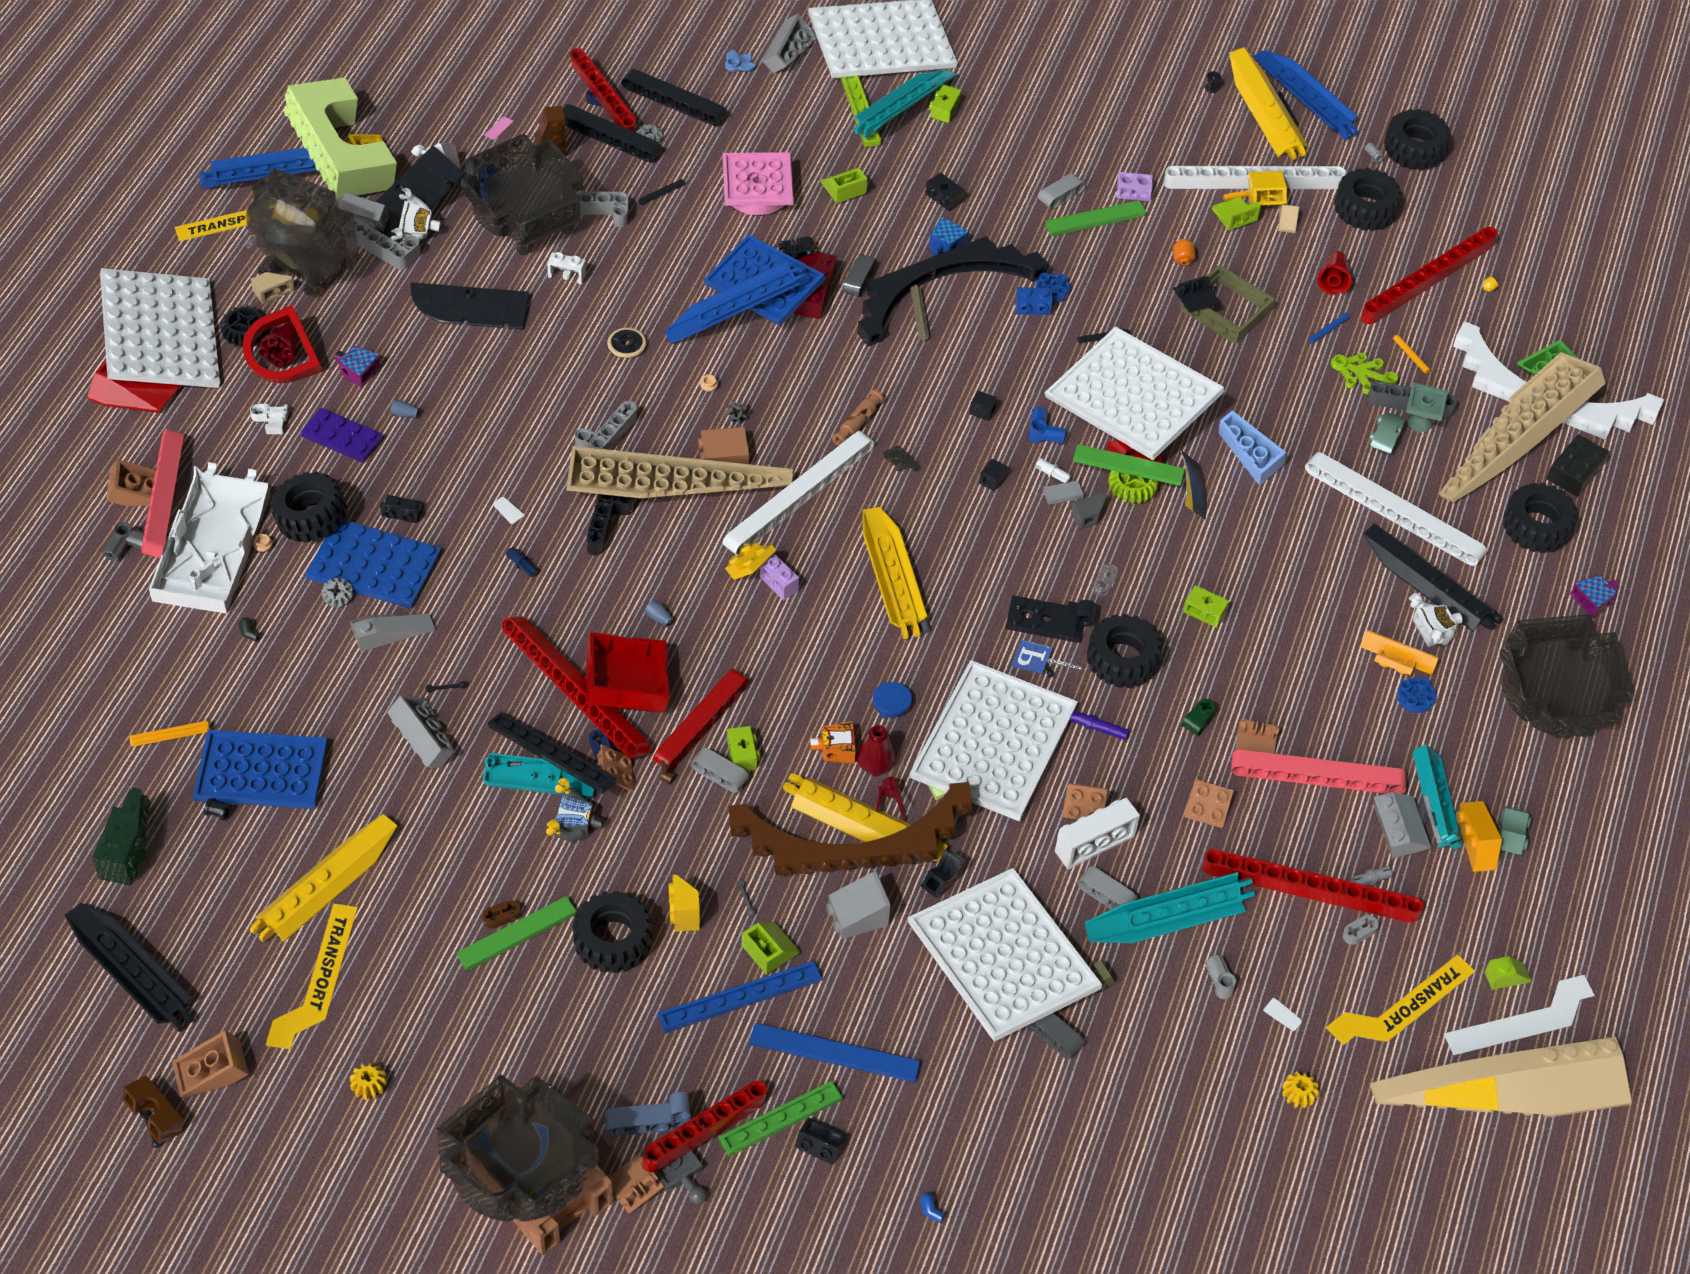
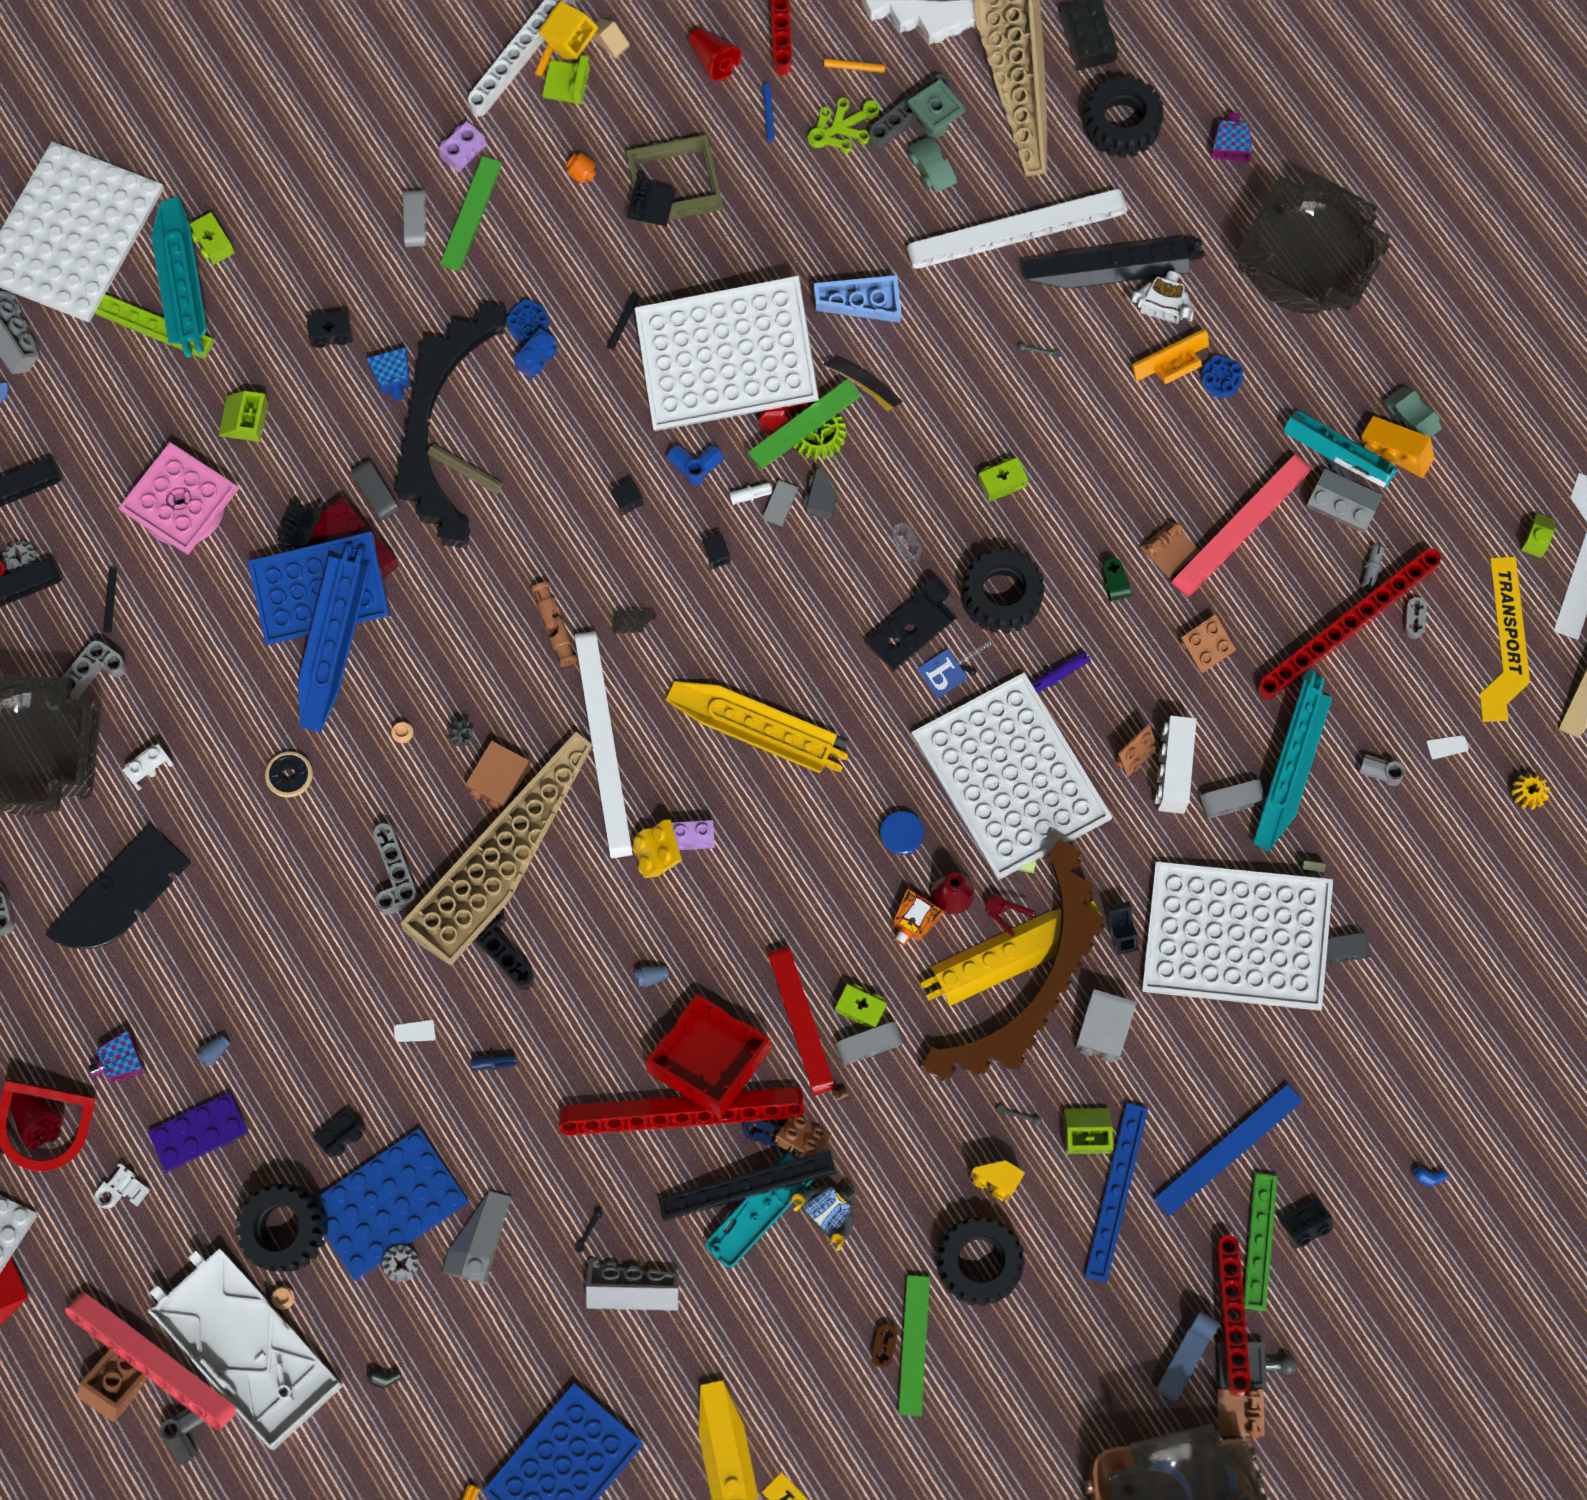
camera: 50 degrees left, 20 degrees up
(1330, 587) = (1056, 353): none -> dark grey hinge

